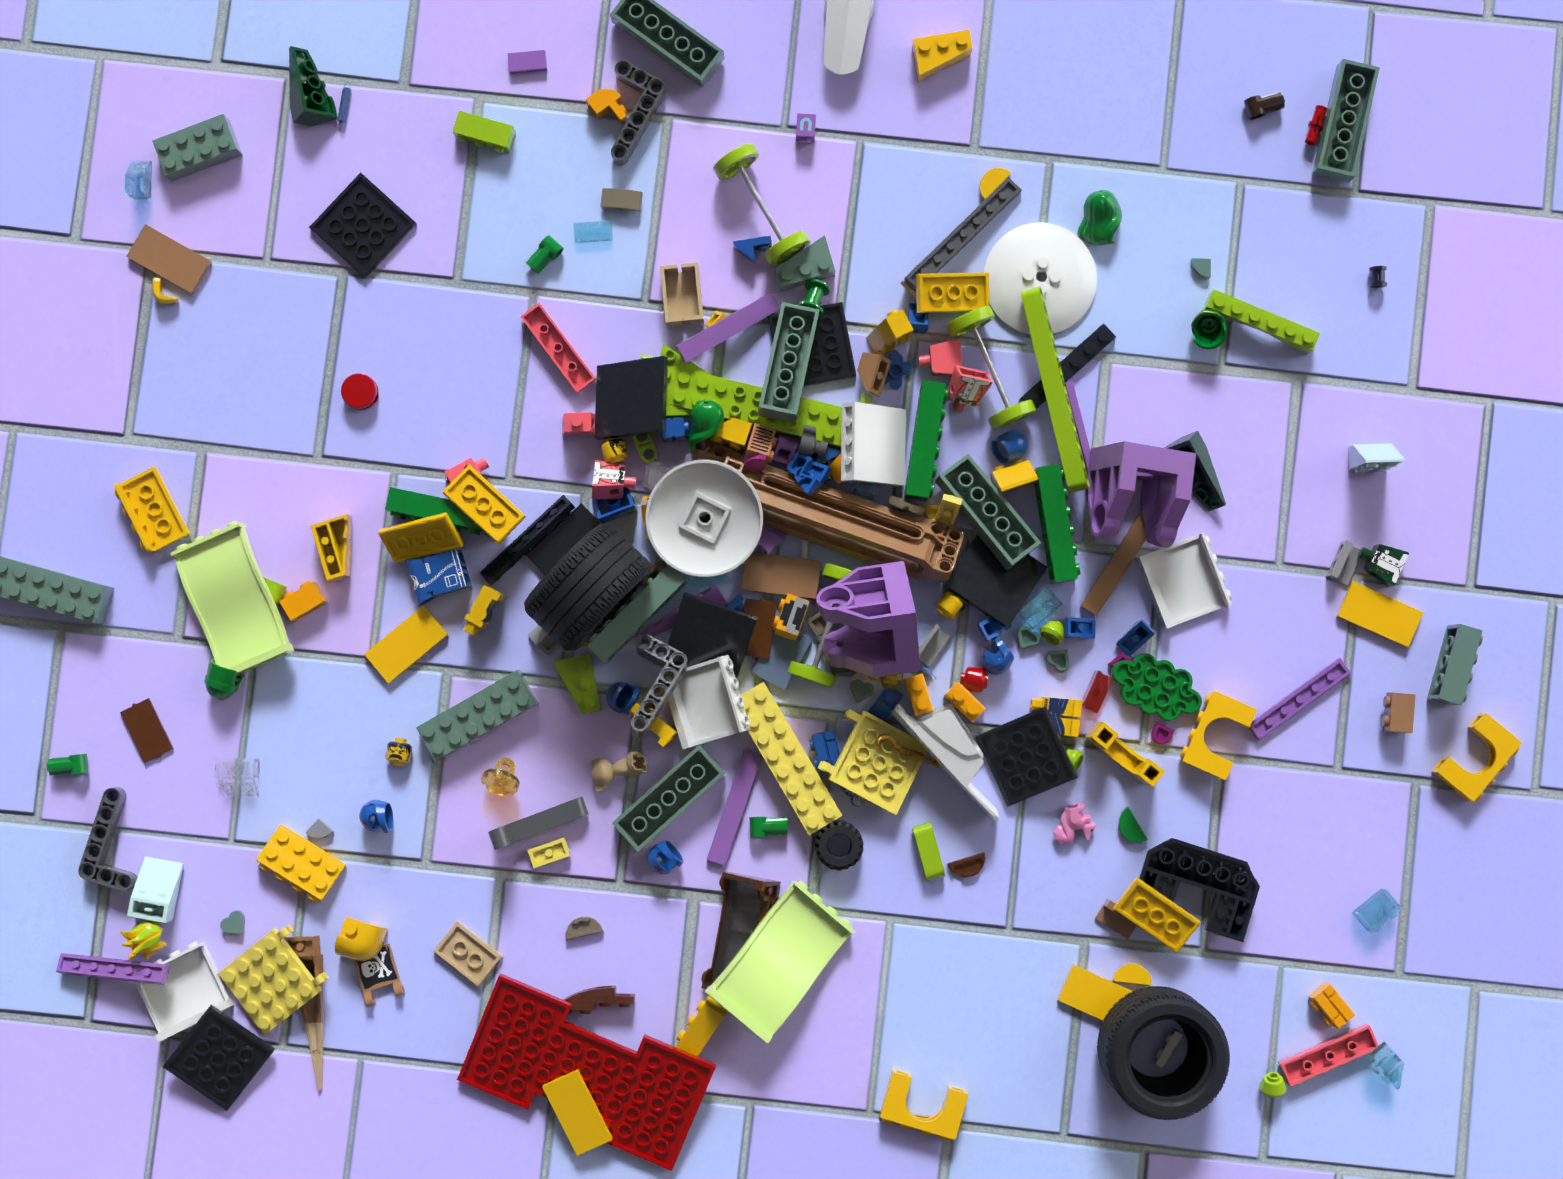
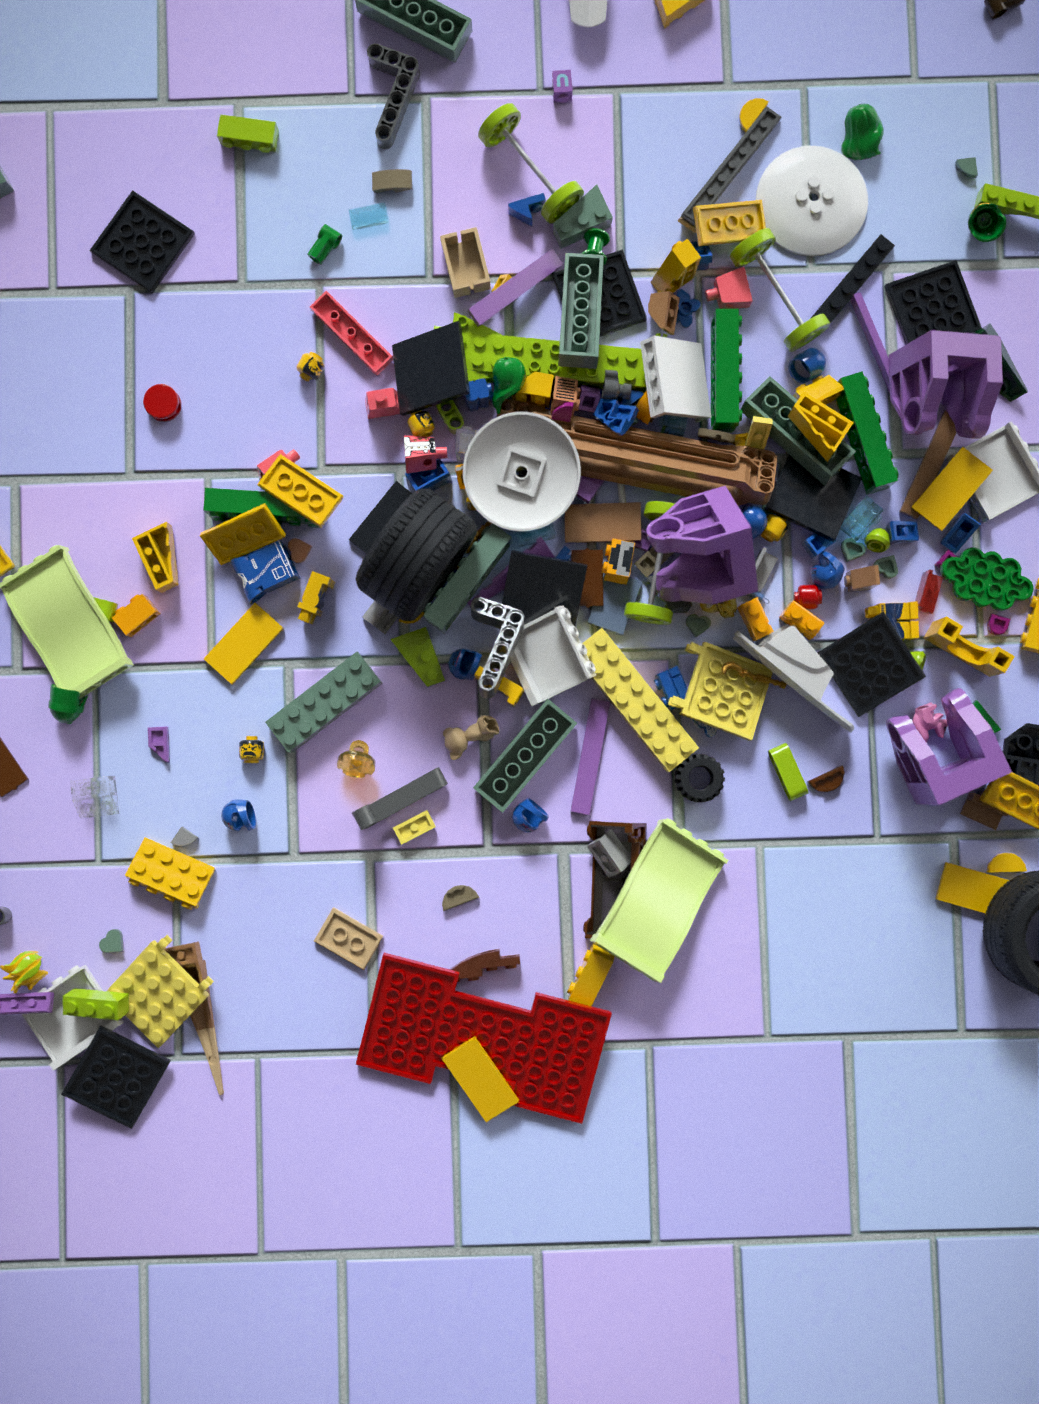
camera: 10 degrees left, 0 degrees up
(156, 890) = (30, 920): light aqua slope -> none
(209, 982) = (95, 1004): none -> lime brick
(308, 96) = (69, 122): dark green wedge -> none
(308, 730) = (159, 741): none -> medium lavender tile
(345, 97) = (107, 118): medium blue piece -> none
(359, 940) = (239, 940): yellow brick -> none
(377, 973) = (260, 968): flag -> none
(475, 558) = (299, 550): none -> nougat tile
(512, 376) = (310, 366): none -> yellow head
(527, 61) = (280, 61): medium lavender tile -> none
(527, 540) = (348, 524): black plate -> none
(605, 101) = (362, 87): light orange brick -> none
(739, 907) = (610, 853): none -> light grey panel
(766, 826) = (622, 770): green piece -> none
(885, 703) = (724, 632): blue slope -> none
(928, 596) = (756, 518): none -> blue helmet
(943, 1123) = (844, 1036): yellow arch -> none
(968, 386) = (759, 312): torso -> none
(1007, 512) = (819, 424): none -> yellow wedge
(1030, 669) = (862, 578): none -> medium nougat slope
(1055, 390) = (846, 301): lime beam -> none
(1094, 882) = (974, 742): none -> medium lavender brick
(1133, 592) = (952, 488): none -> yellow tile
(1146, 403) = (933, 301): none -> black tile

